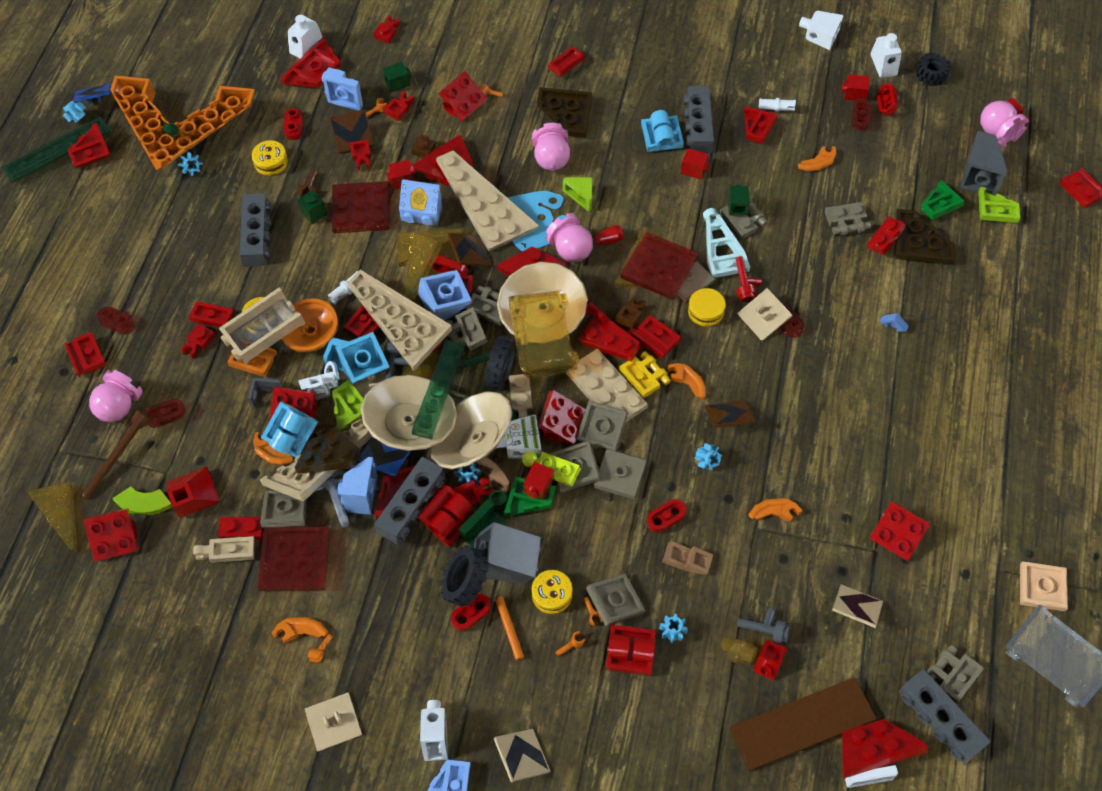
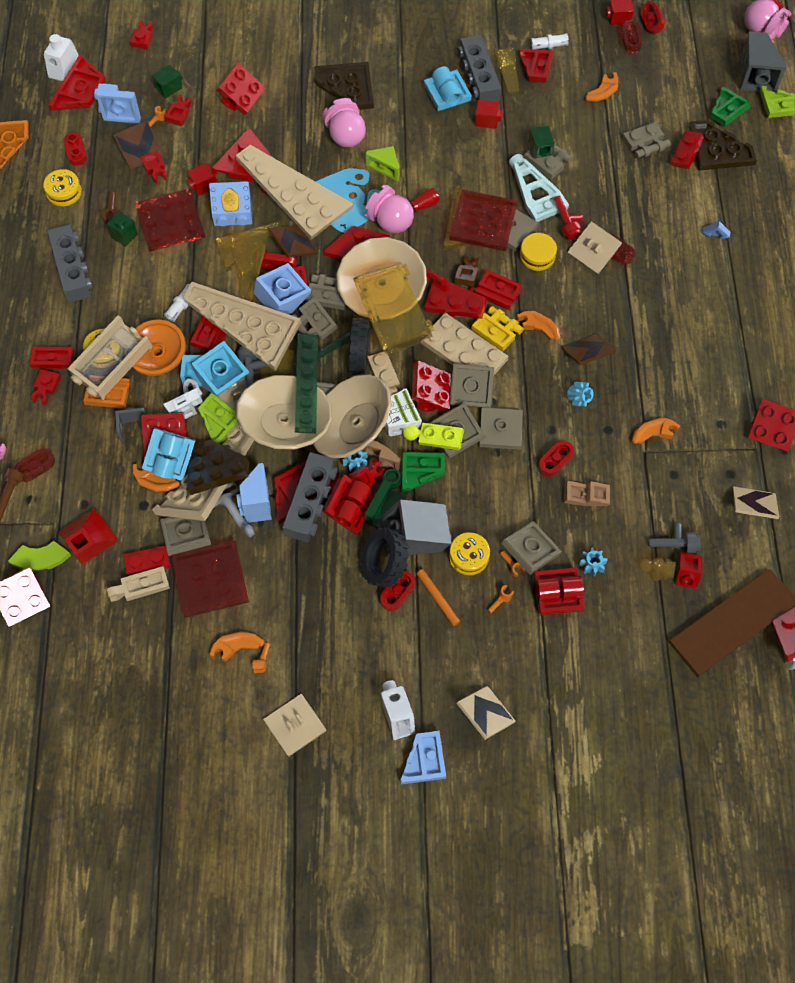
camera: 15 degrees left, 5 degrees up
(385, 458) = (275, 461): piece -> none
(423, 146) = (215, 147): reddish brown tile -> none
(486, 90) = (260, 77): orange hand -> none
(538, 481) = (428, 451): red brick -> none
(566, 61) = (333, 35): red plate -> none
(728, 123) = (508, 68): none -> clear yellow piece

